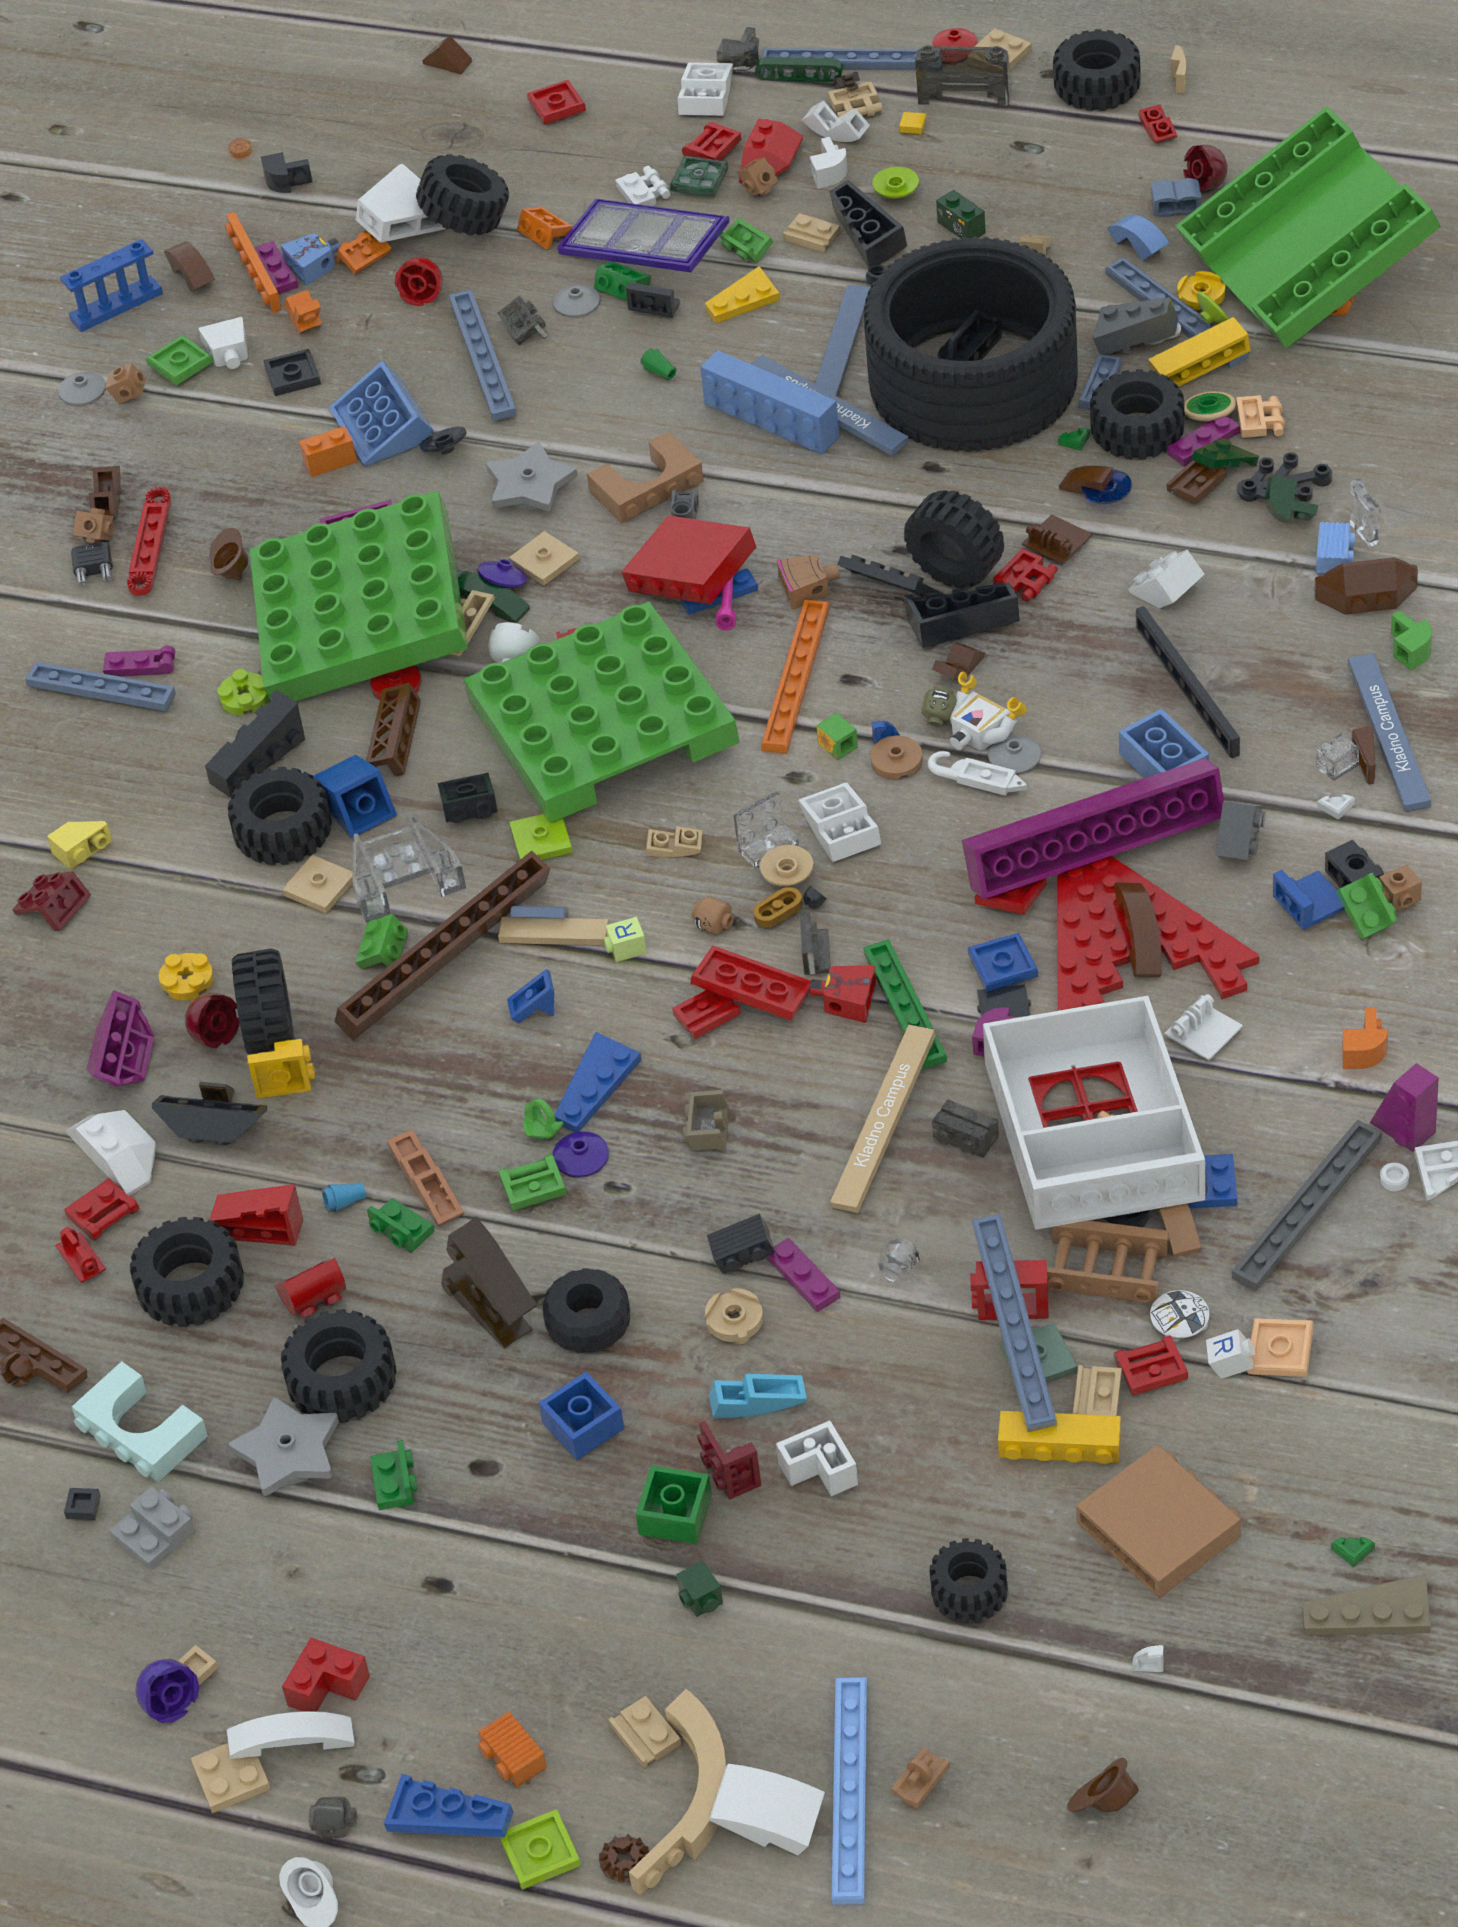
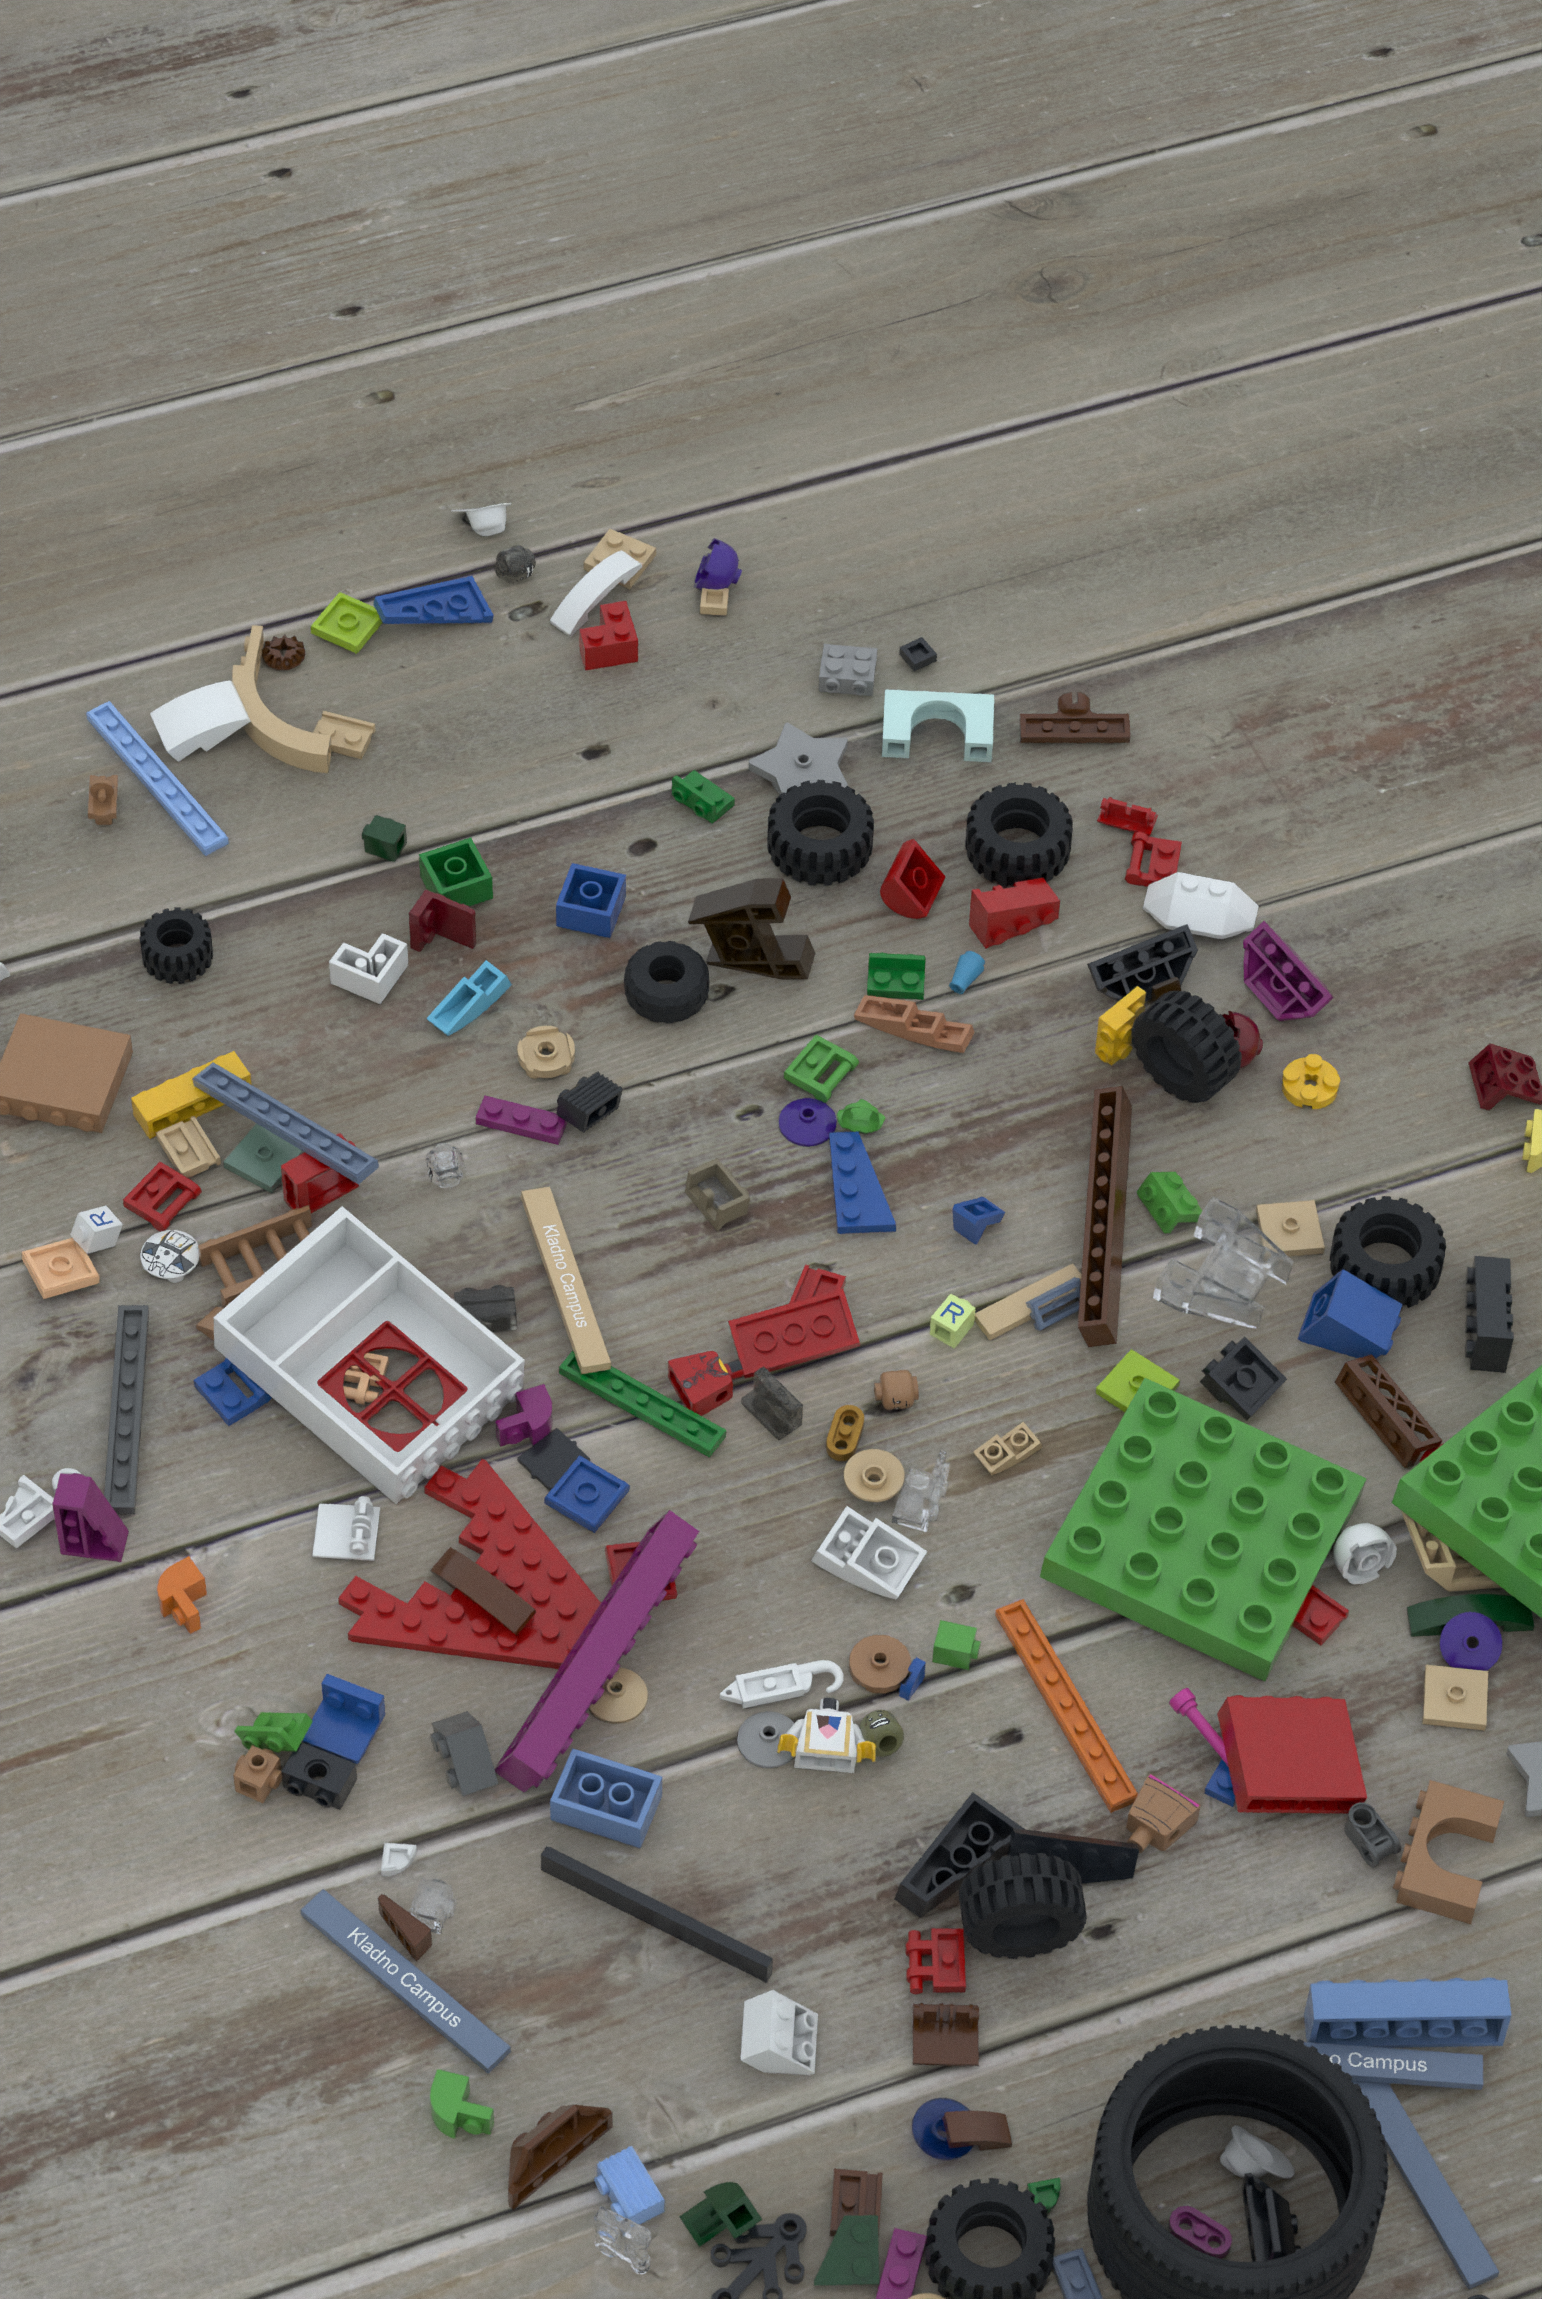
camera: 135 degrees right, 5 degrees up
(512, 1750) = (426, 667): orange brick -> none
(813, 898) = (815, 1462): black hinge -> none
(960, 659) = (912, 1807): reddish brown slope -> none

